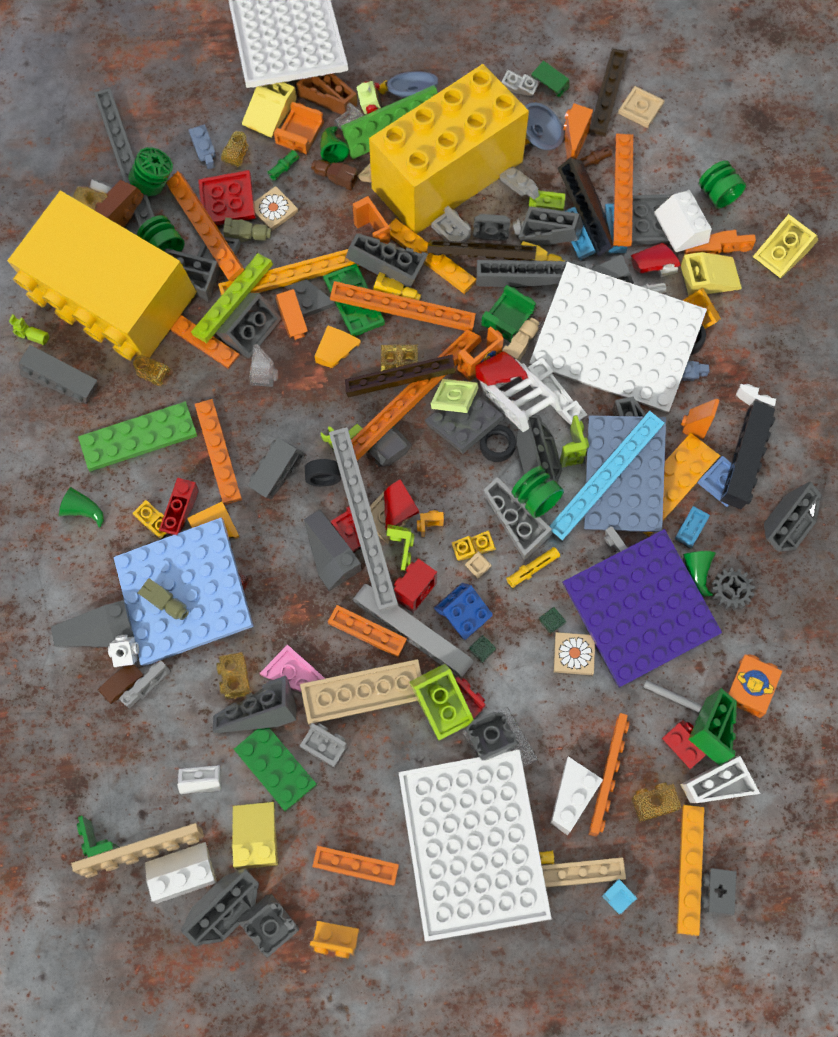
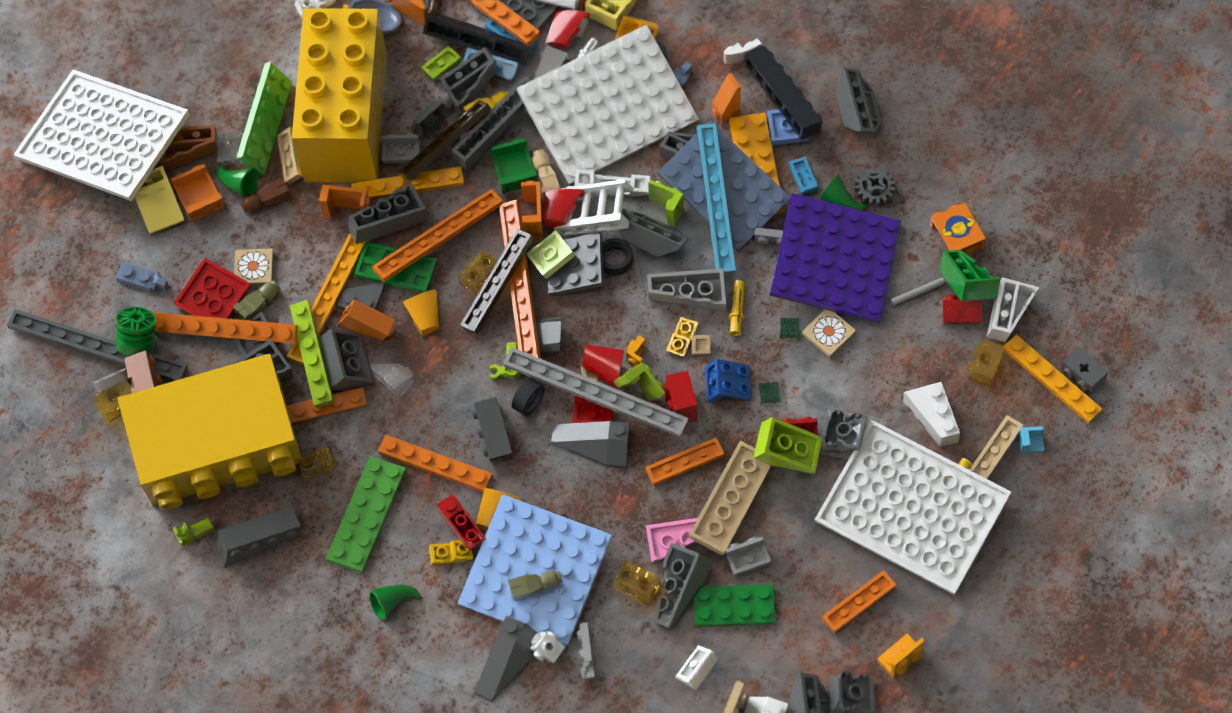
camera: 45 degrees left, 5 degrees down
(120, 682) = (570, 669): reddish brown slope -> none
(161, 234) = (200, 363): green wheel -> none
(235, 149) = (172, 256): clear yellow piece -> none
(254, 836) = (776, 656): light yellow slope -> none
(283, 165) = (220, 230): green pin -> none
(370, 96) = (225, 118): yellowish green torso -> none
(394, 287) = (412, 230): yellow piece -> none
(411, 83) = (241, 78): sand blue dish -> none
(415, 632) = (719, 426): light grey beam -> none
(519, 182) = (407, 70): light grey hinge -> none
(537, 492) = (687, 253): green wheel -> none
(611, 766) = (936, 374): orange plate -> none

